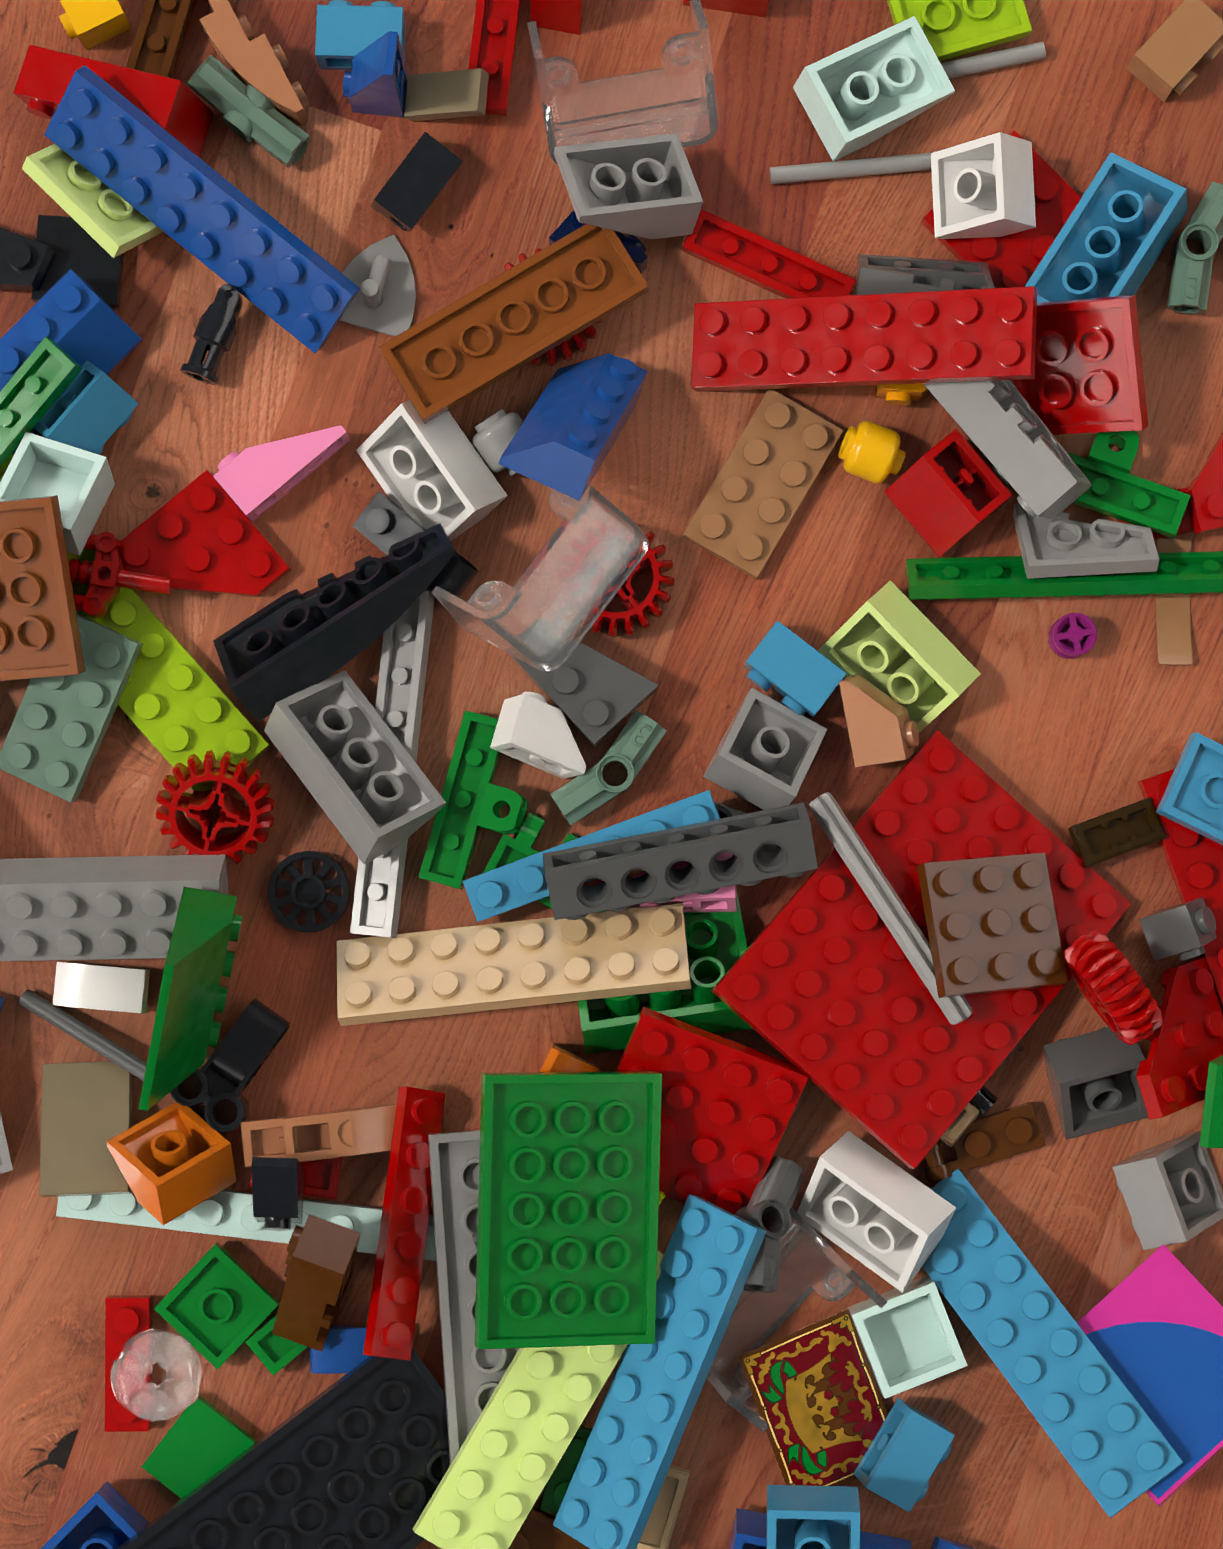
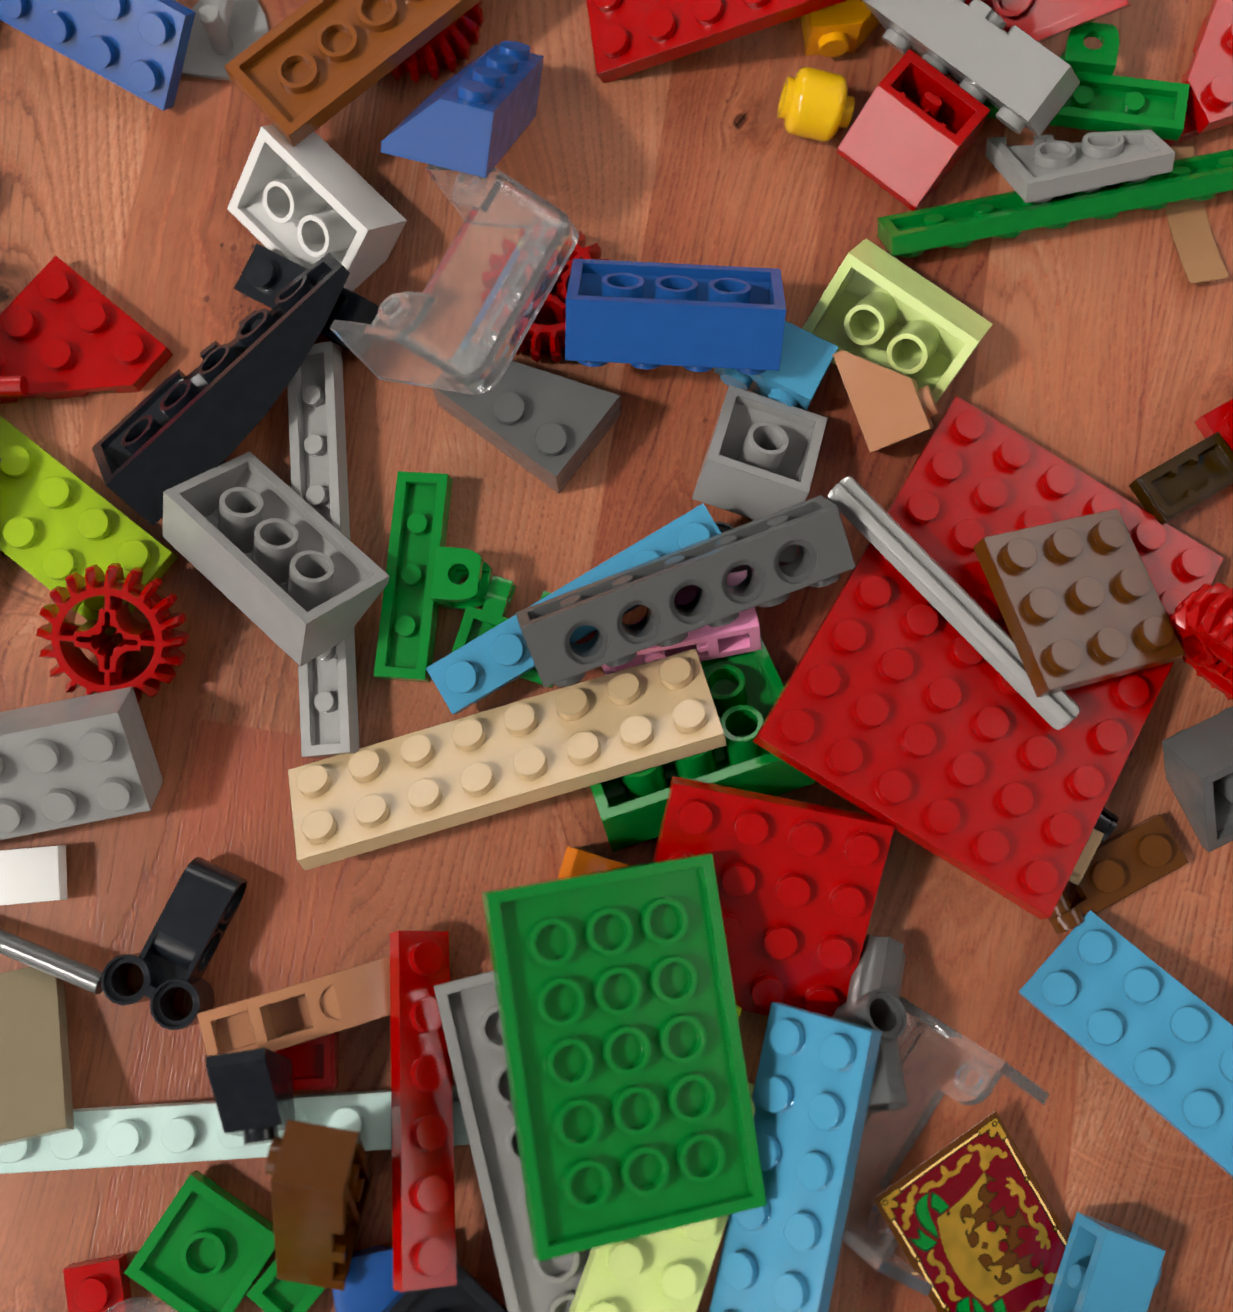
camera: 10 degrees left, 5 degrees down
(173, 1161) = (119, 1080): orange slope -> none
(190, 991) = (92, 861): green slope -> none
(213, 334) = (42, 109): black piece -> none
(271, 470) = (132, 239): bright pink slope -> none
(308, 891) = (246, 718): black wheel -> none
(494, 437) = (388, 174): light grey head -> none
(537, 736) = (488, 483): white slope -> none
(629, 749) = (599, 485): sand green piece -> none
(715, 626) = (675, 315): none -> blue slope
(762, 483) = (697, 165): medium nougat plate -> none
(875, 1210) = (1005, 981): white slope -> none
(908, 1337) = (1081, 1138): light aqua piece -> none
(1080, 633) = (1086, 254): magenta wheel -> none

